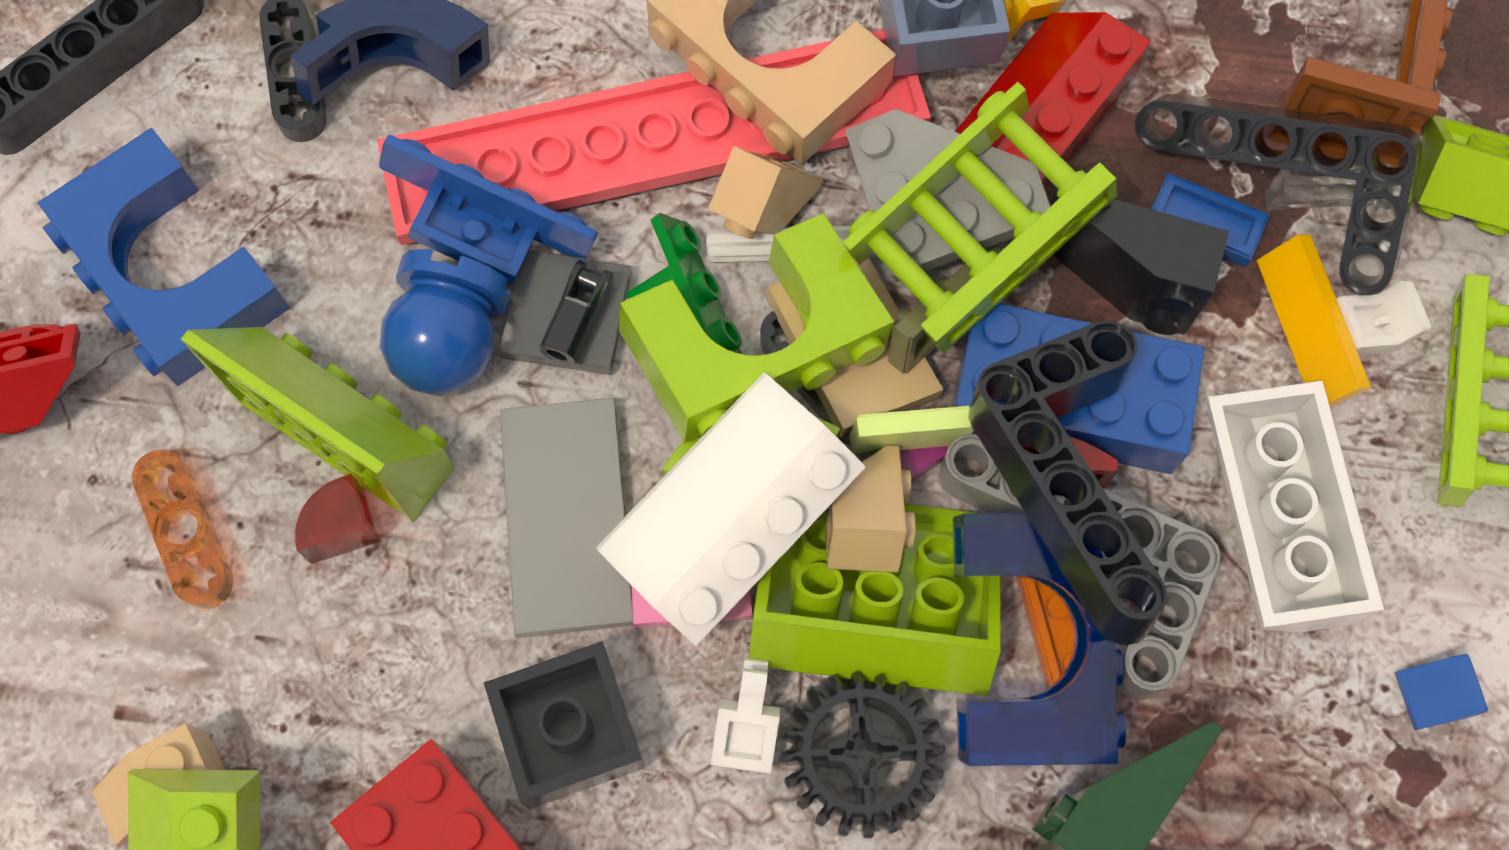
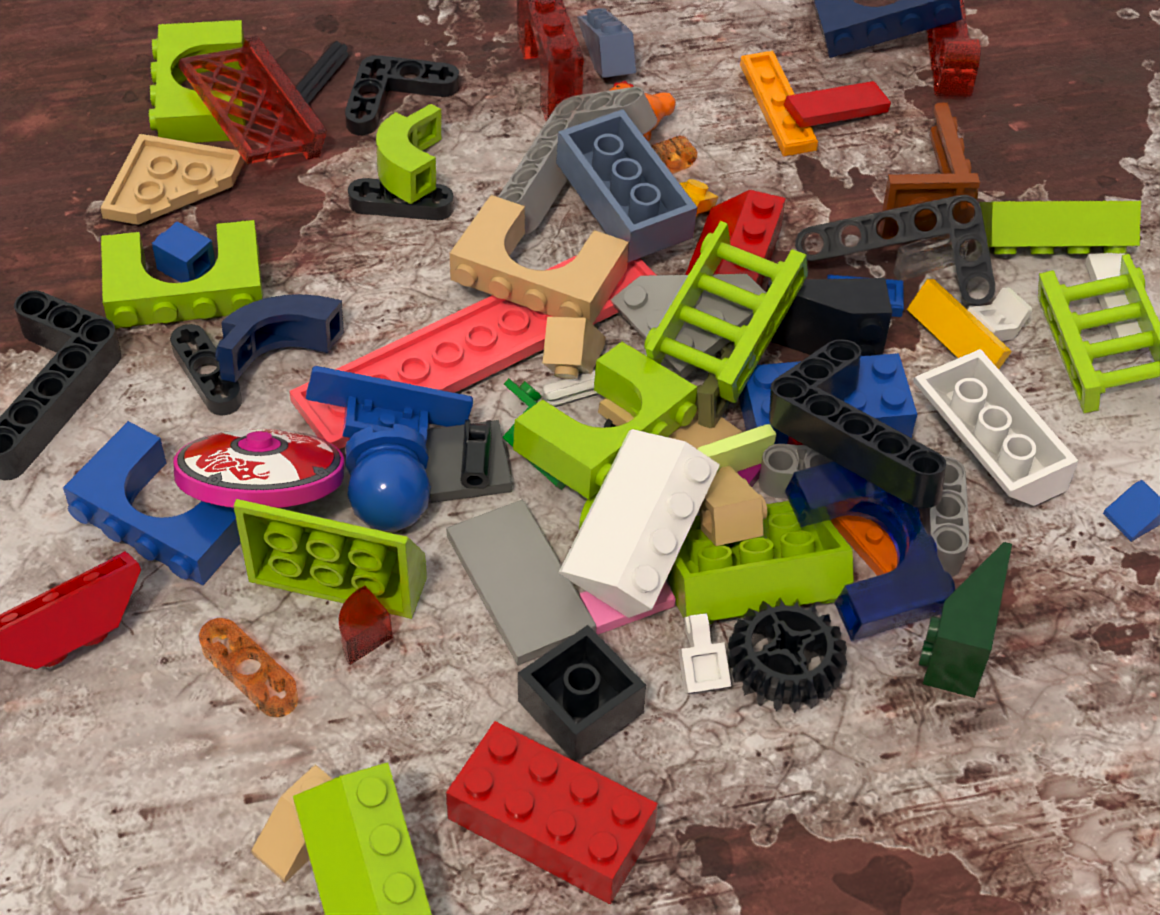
camera: 20 degrees left, 20 degrees down
(280, 256) = (259, 467): none -> dish

